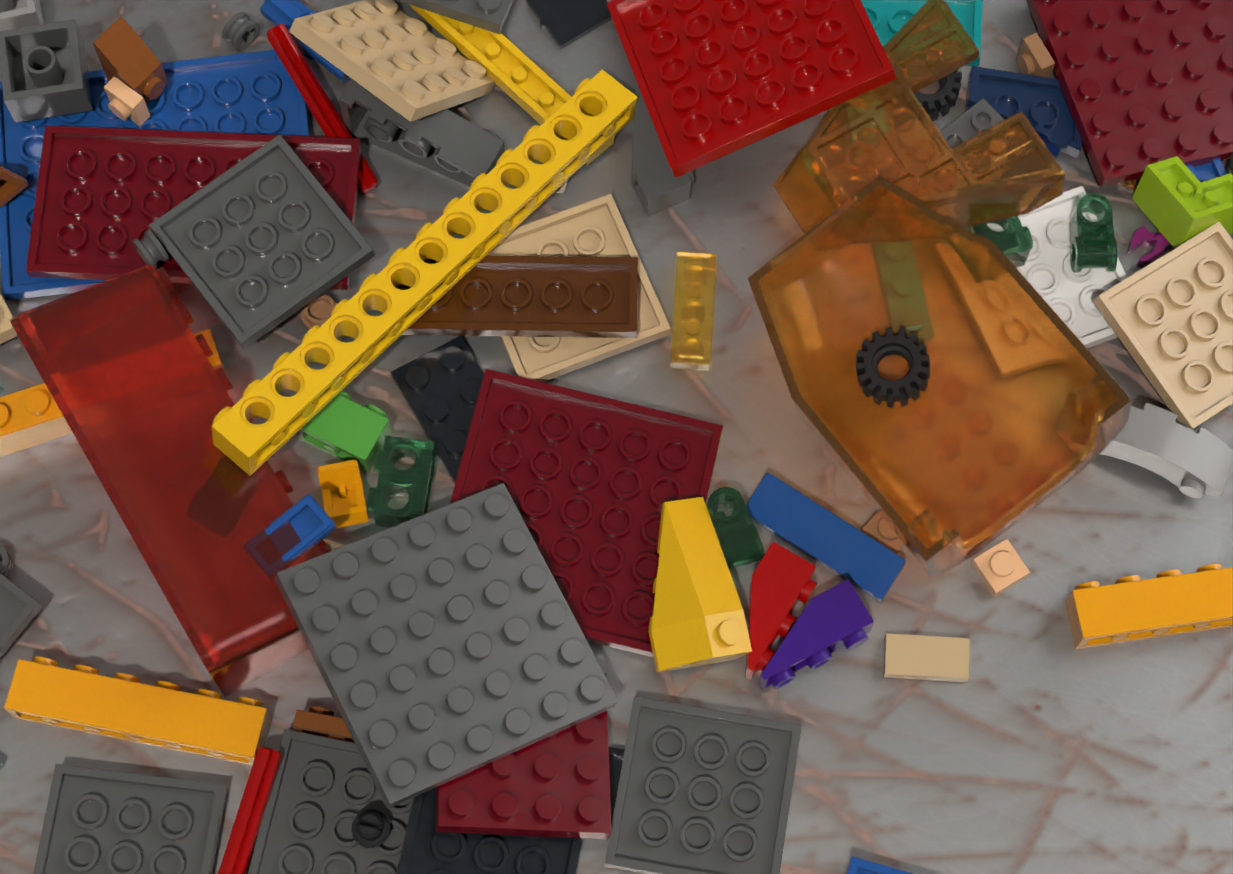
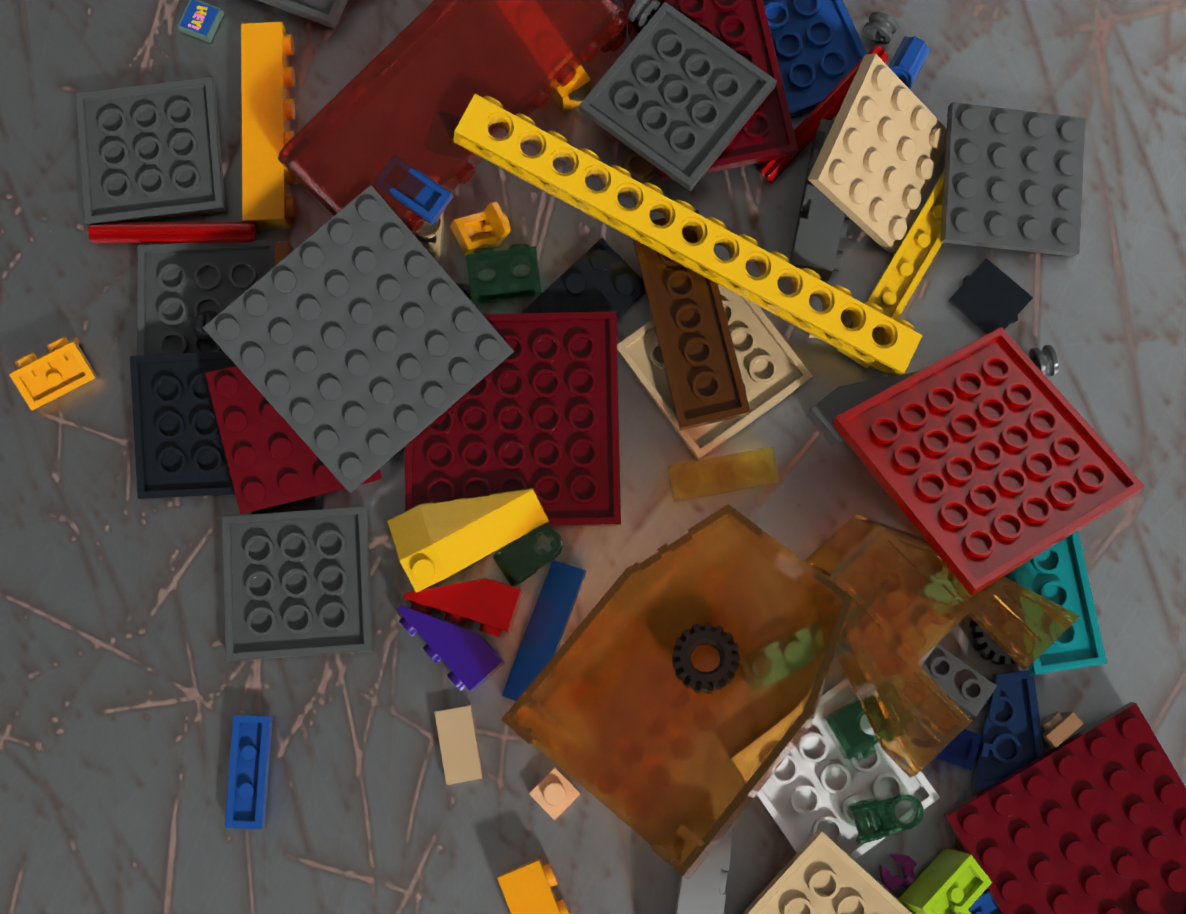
camera: 80 degrees right, 10 degrees up
(348, 430) = (539, 219): bright green brick -> none

